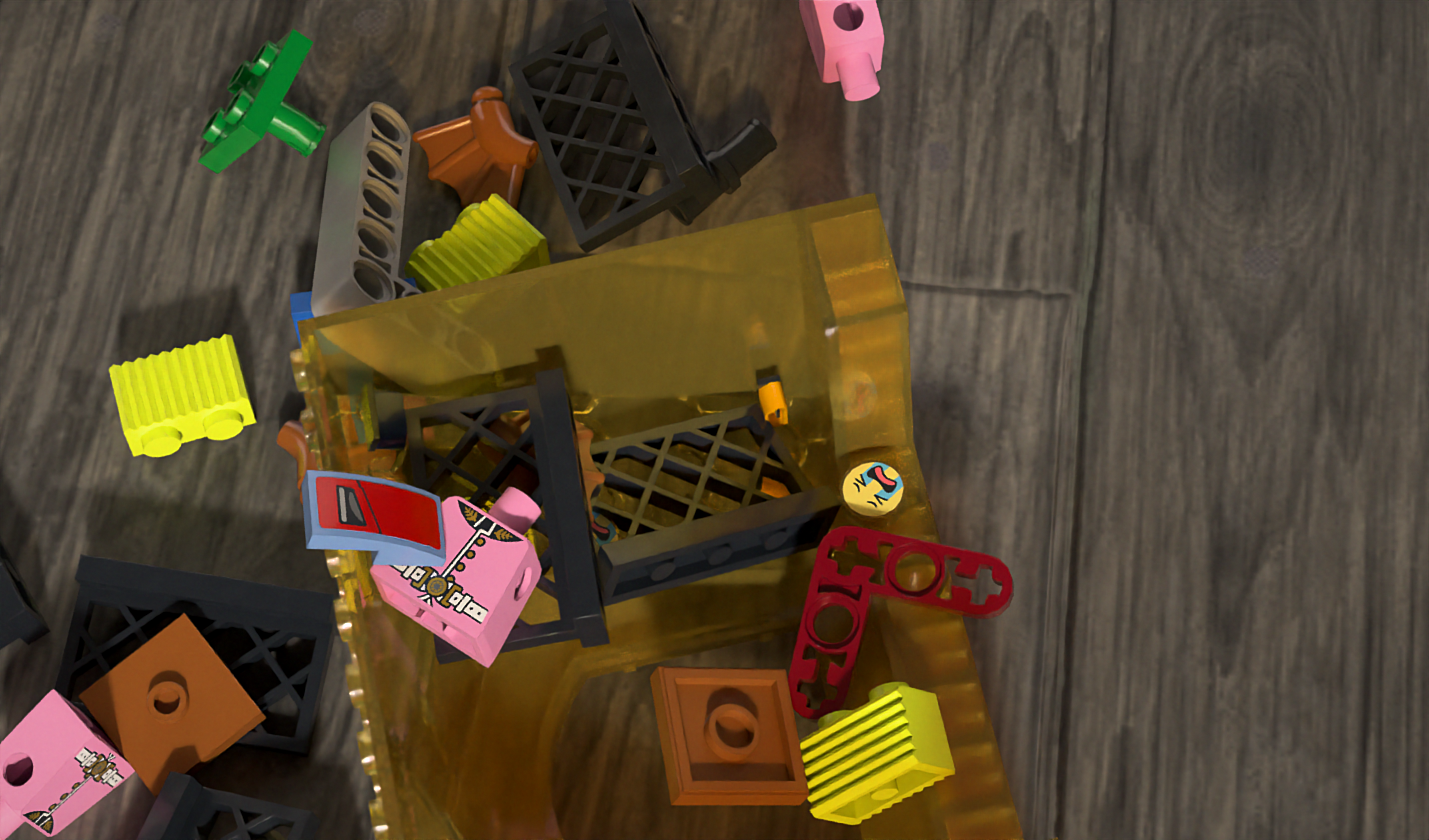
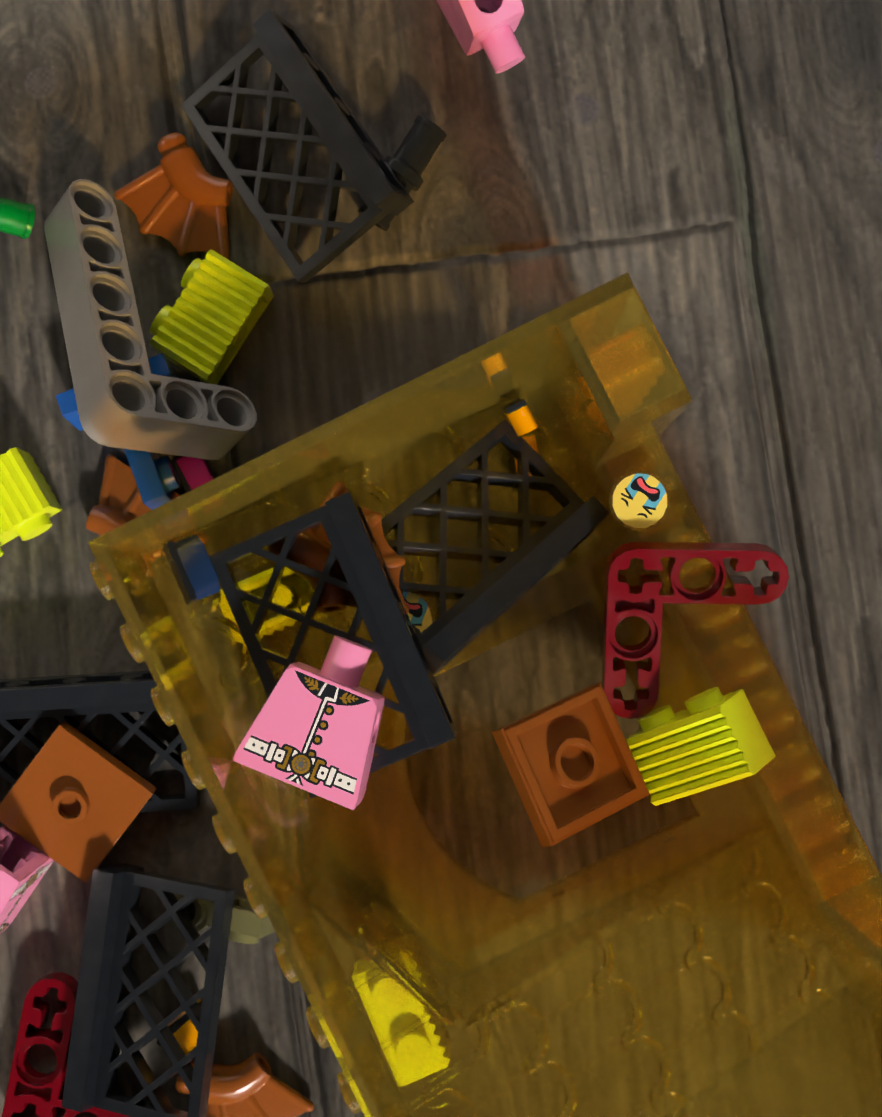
camera: 15 degrees left, 25 degrees up
(373, 515) = (225, 735): slope -> none

